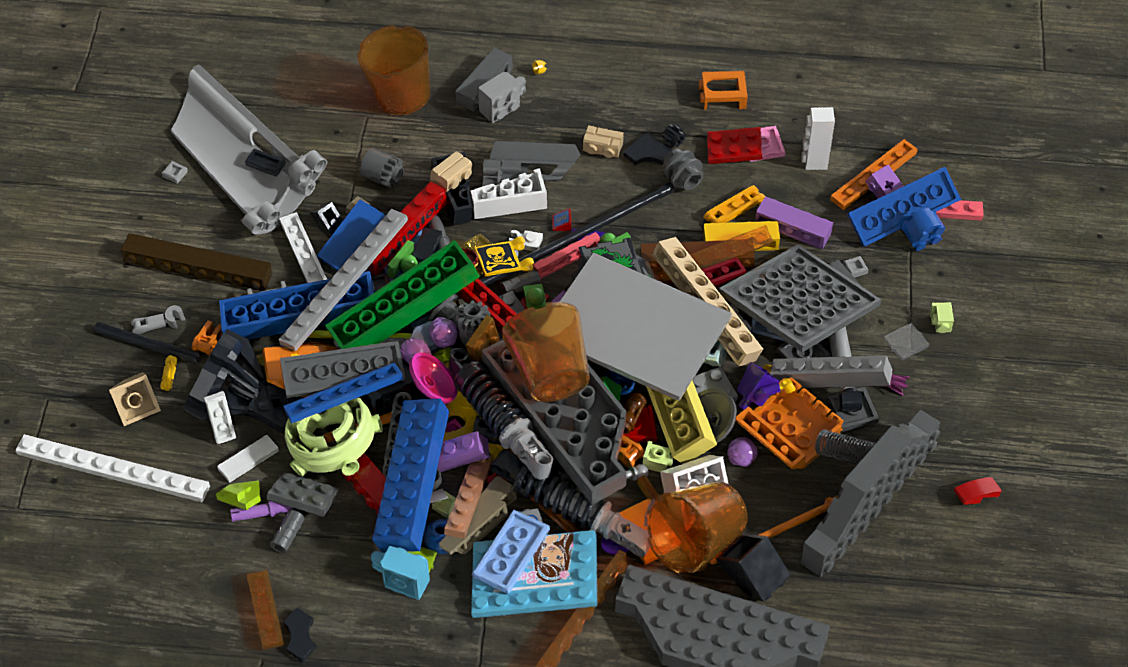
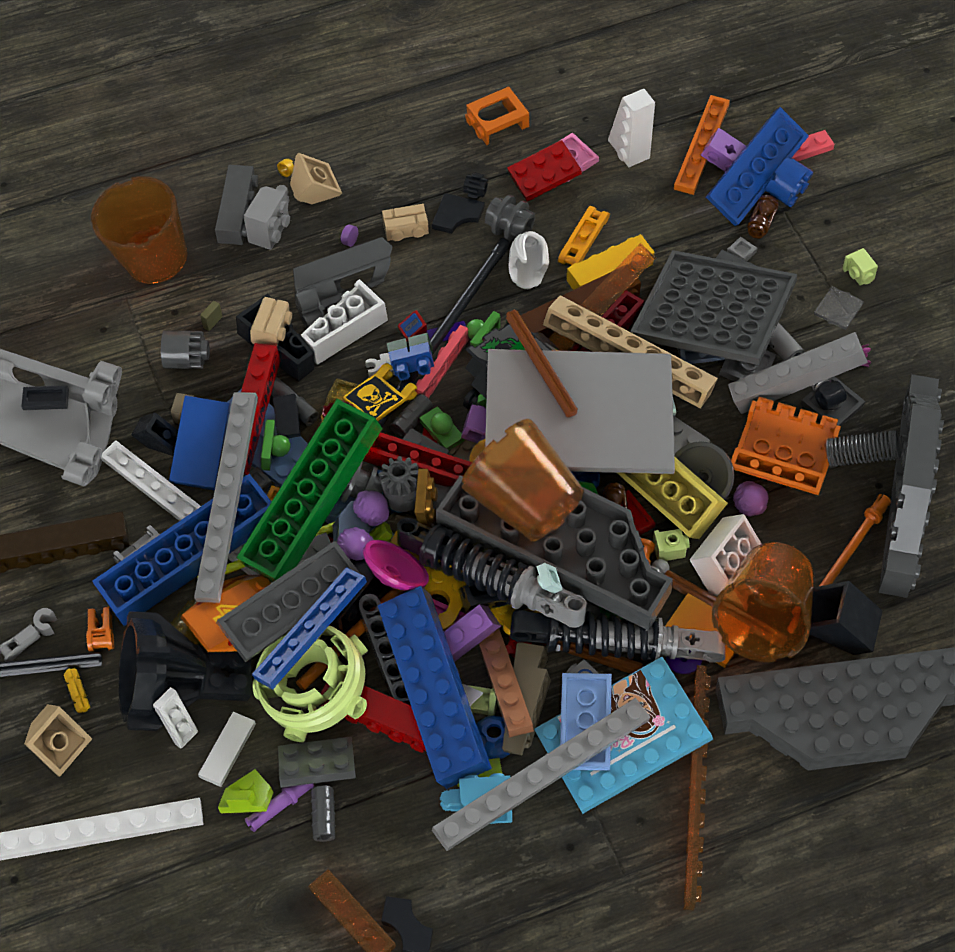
camera: 25 degrees left, 5 degrees up
(417, 152) = (211, 315): none -> olive tile
(451, 569) = (540, 774): none -> light grey plate
(533, 431) = (548, 578): none -> light aqua plate
(542, 238) = (410, 360): none -> blue hips
(552, 84) = (313, 180): none -> tan slope
(555, 134) = (349, 235): none -> medium lavender tile
(626, 309) = (541, 363): none -> dark orange axle
(678, 206) = (528, 260): none -> white hair
(759, 384) = (732, 419): dark purple torso -> none
(795, 222) = (656, 228): medium lavender brick -> none
(881, 252) = (759, 224): none -> reddish brown piece

